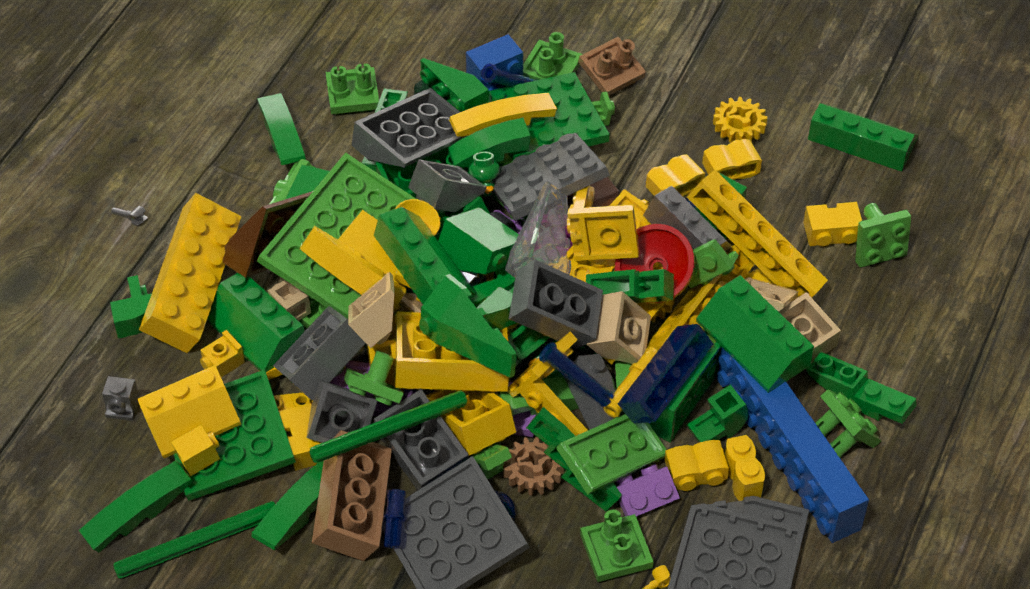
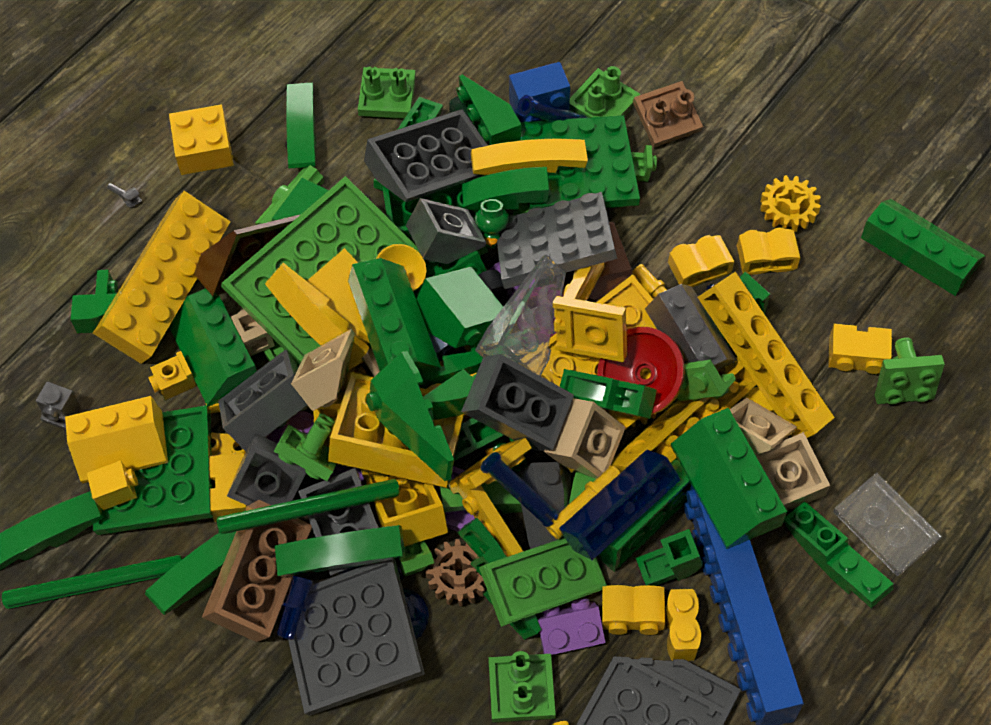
camera: 15 degrees right, 10 degrees up
(191, 155) = (201, 139): none -> yellow brick
(426, 458) = (340, 550): none -> green slope
(848, 413) = (813, 587): bright green plate -> none
(895, 359) = (887, 524): none -> clear tile

